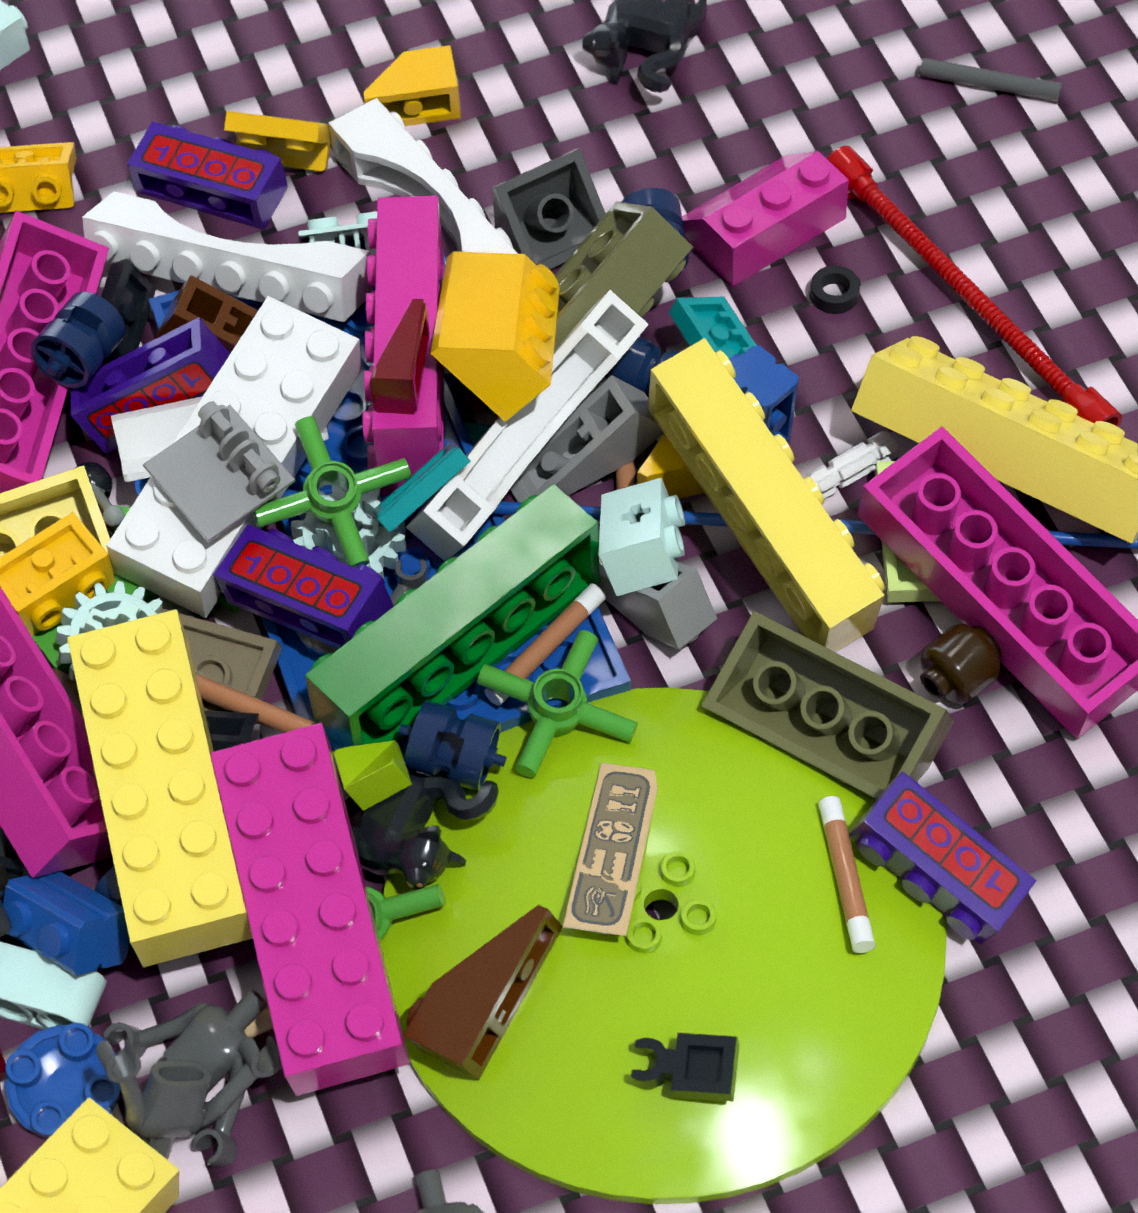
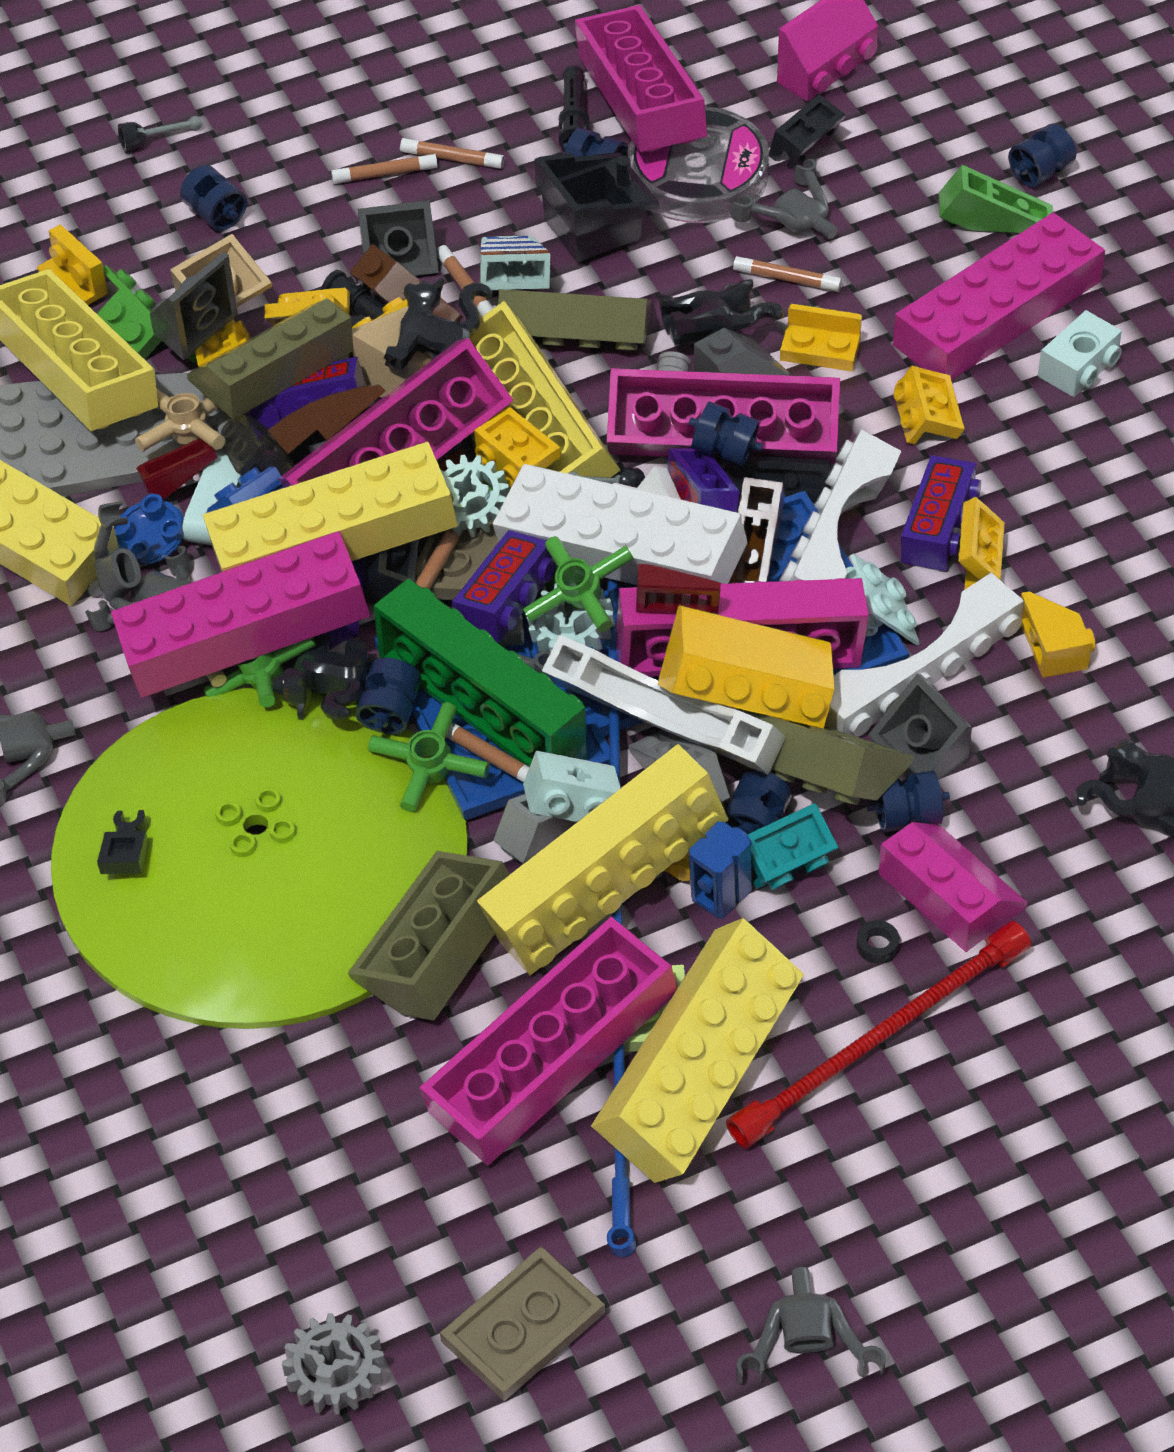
camera: 85 degrees right, 5 degrees down
(218, 471) = (577, 506): light grey hinge -> none
(372, 771) = (356, 643): lime slope -> none
(421, 486) = (589, 636): teal tile -> none
(477, 999) = (179, 724): reddish brown slope -> none
(612, 850) = (298, 790): sticker -> none
(846, 875) = (283, 938): nougat bar -> none
(854, 463) = (680, 946): white axle -> none
(941, 859) = (298, 999): dark purple brick -> none
(960, 663) = (477, 1012): dark brown head -> none
(990, 79) = (1144, 1057): dark grey bar -> none

